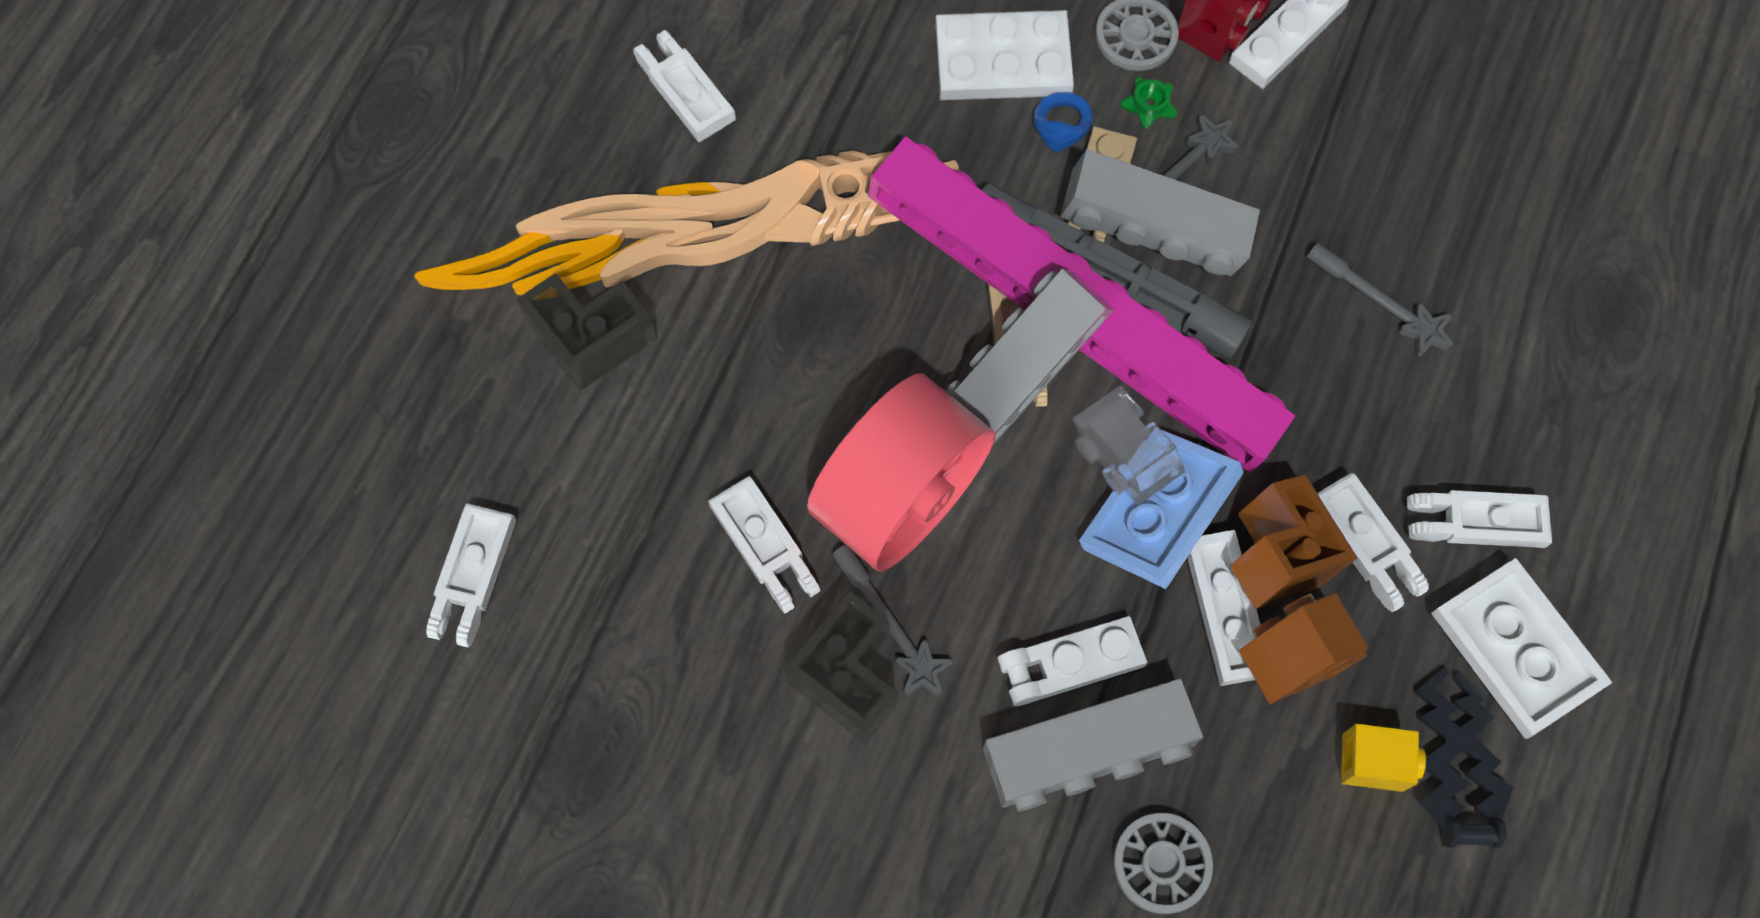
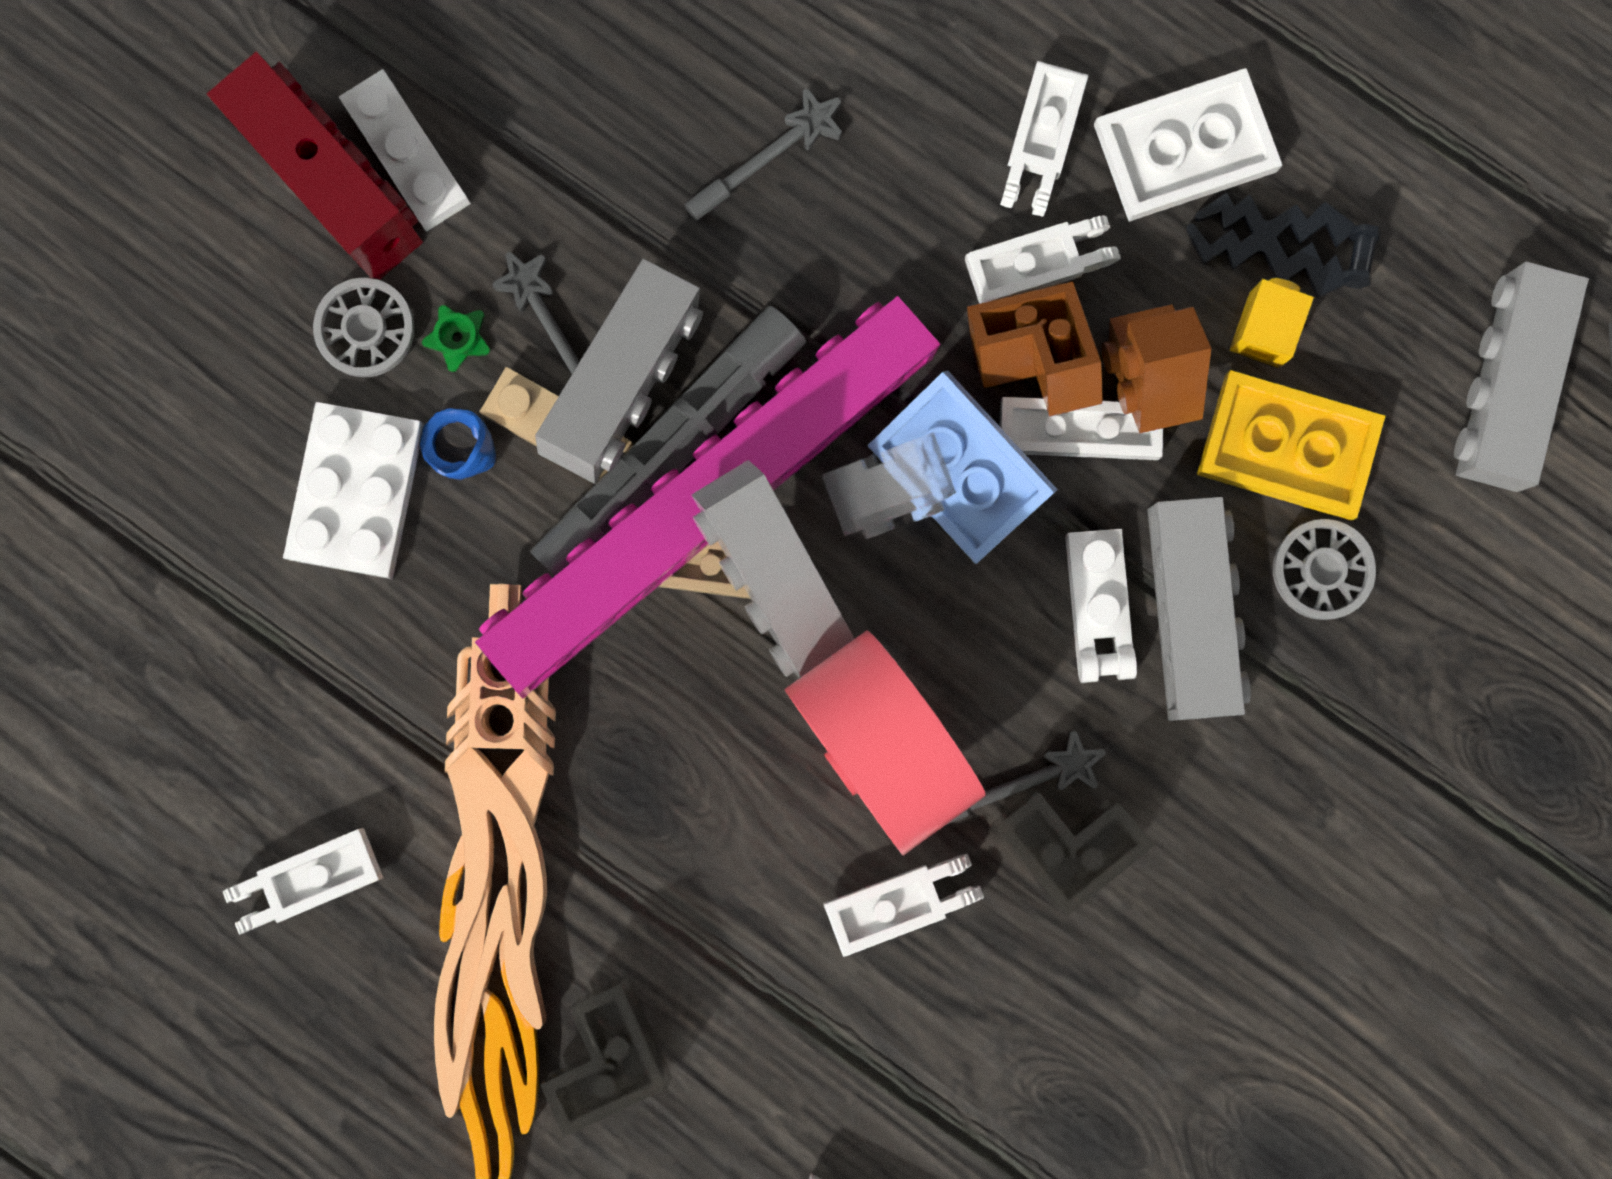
camera: 75 degrees left, 15 degrees up
(1271, 804) = (1291, 445): none -> yellow plate

